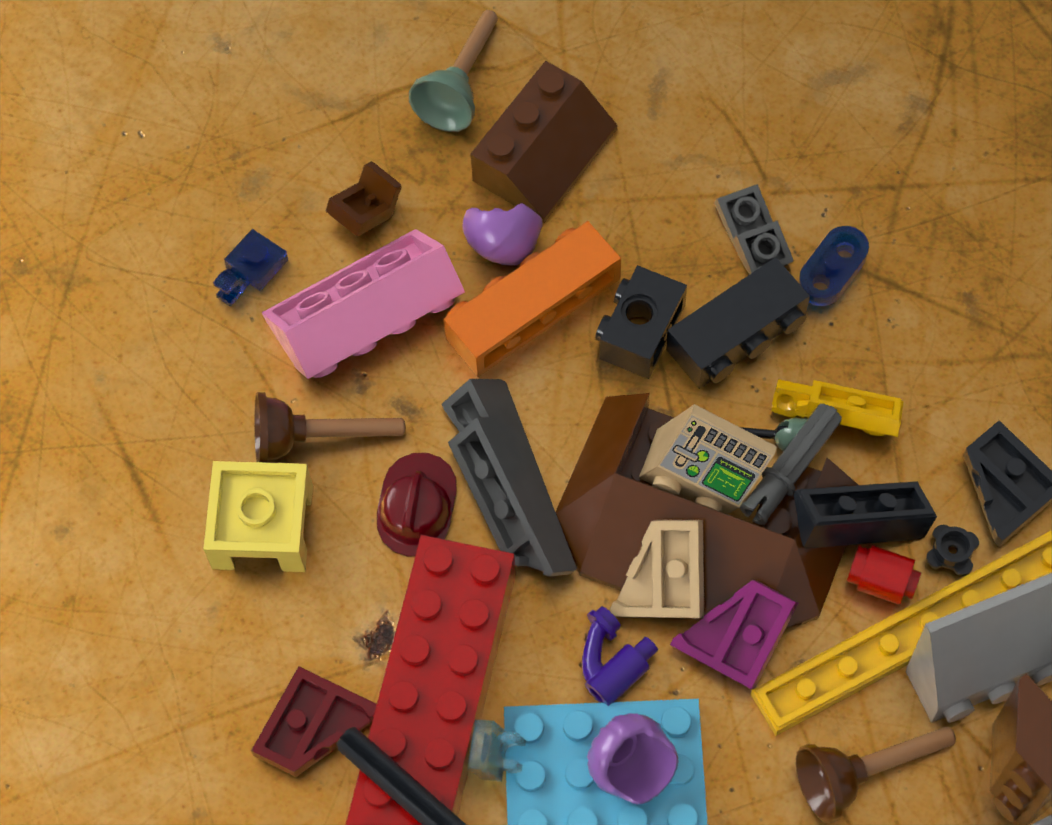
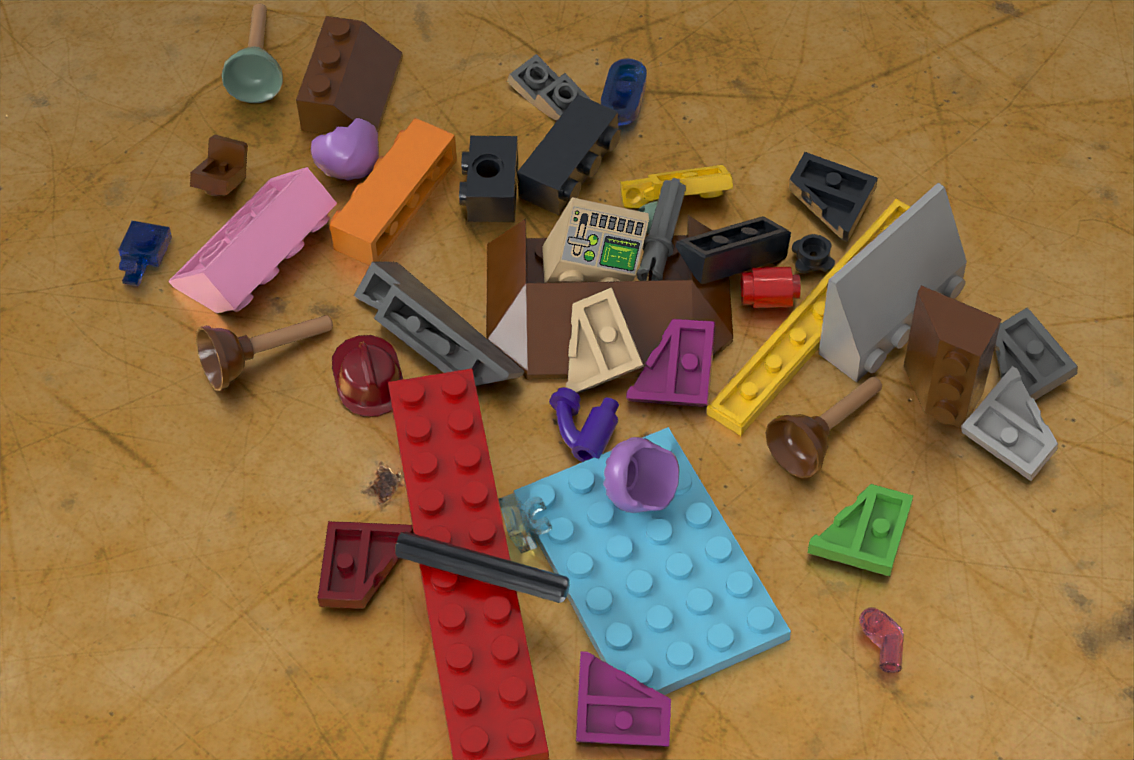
camera: 25 degrees left, 10 degrees down
(257, 513) = (238, 419): light yellow panel -> none

